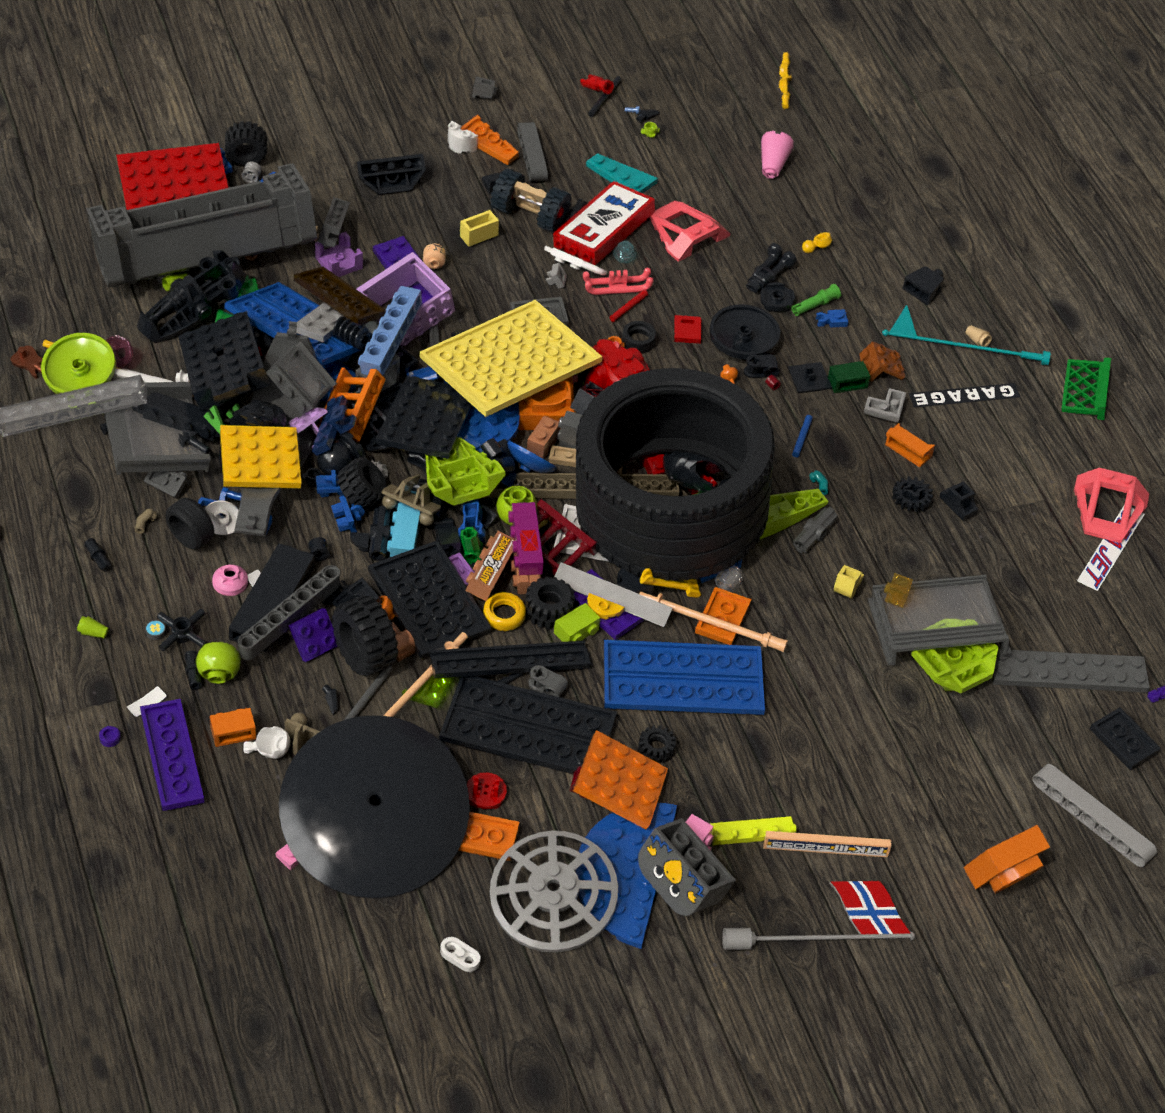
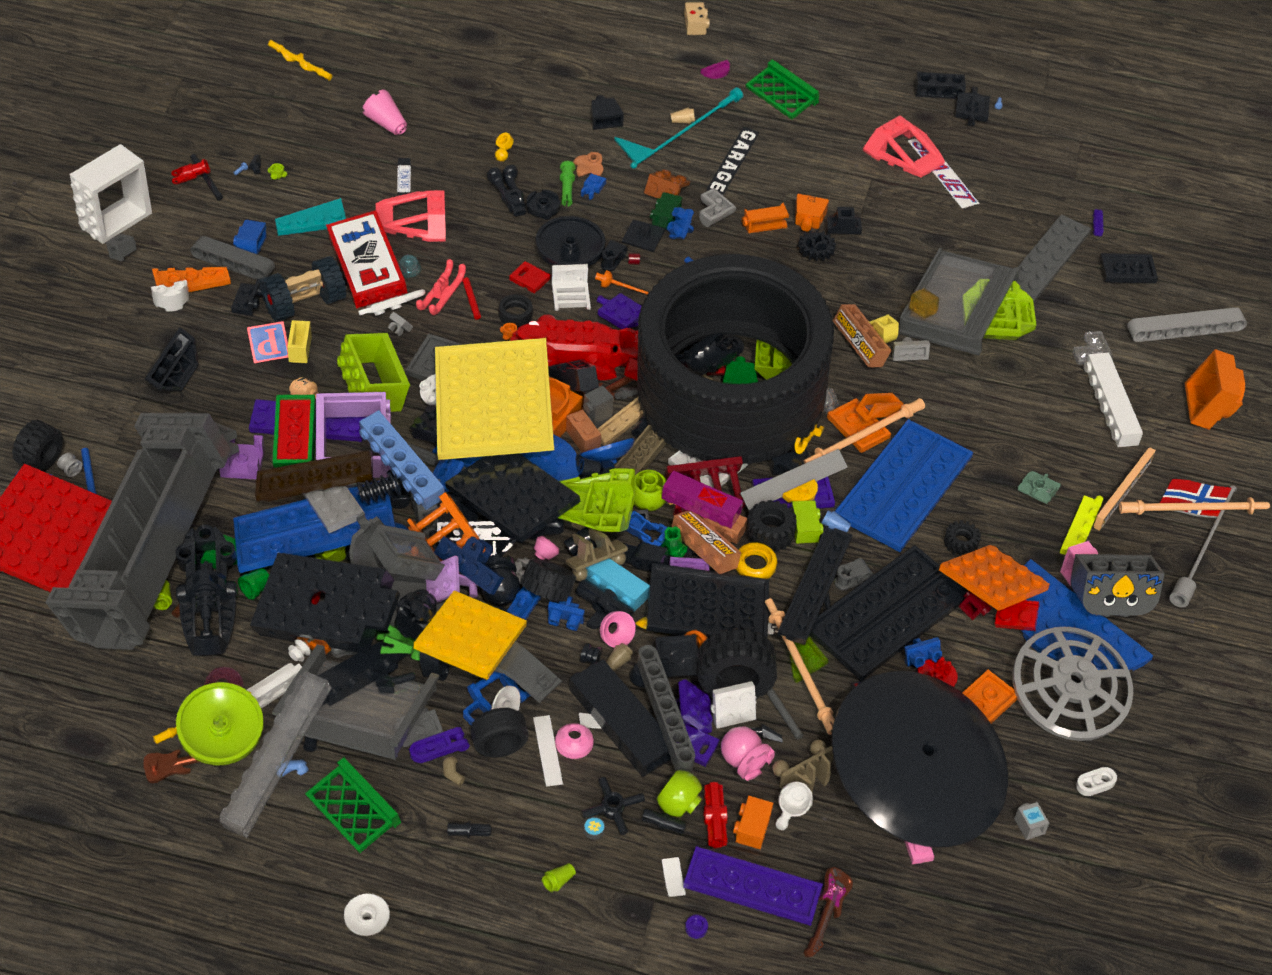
camera: 55 degrees left, 0 degrees up
(80, 427) = (299, 765): none -> medium blue arm
(83, 481) = (363, 790): none -> green fence
(155, 497) = (438, 745): none -> dark purple plate
(208, 569) = (548, 750): none -> white sticker
(208, 808) = (836, 888): none -> copper piece
(222, 699) = (715, 815): none -> red piece
(284, 654) = (700, 739): none -> dark purple piece
(292, 688) = (745, 751): none -> bright pink tile
(334, 658) = (734, 704): none -> white plate
(336, 562) = (620, 655): none -> dark tan cone
(346, 555) = (624, 632): none -> bright pink piece
(376, 261) = (294, 430): none -> red brick
(378, 920) = (1031, 820): none -> light grey brick
(401, 470) = (545, 548): none -> bright pink cone
(462, 208) = (268, 342): none -> piece
(495, 260) = (376, 349): none -> lime hose
(501, 766) = (921, 651): none -> blue hips
(518, 26) = (100, 174): none -> white window
(561, 149) = (251, 236): none -> blue brick
(595, 645) = (834, 520): none -> medium blue cone
(598, 820) = (1018, 616): none -> red plate
(702, 350) = (572, 280): none -> white plate
(724, 203) = (404, 169): none -> sticker
(751, 615) = (878, 405): none -> orange window
(773, 785) = (1039, 487): none -> sand green piece
(814, 865) = (1140, 507): none -> light nougat bar
(827, 570) = (861, 335): none -> nougat brick
(833, 393) = (681, 225): none -> blue hips
(849, 615) = (910, 350): none -> light grey tile
(854, 304) = (586, 165): none -> nougat plate
(933, 791) = (1113, 400): none -> white brick
(948, 471) = (810, 211): none -> orange torso
(985, 756) = (1095, 344): none -> clear plate
(1065, 333) = (717, 70): none -> magenta tile
(1112, 287) = (695, 18): none -> tan brick

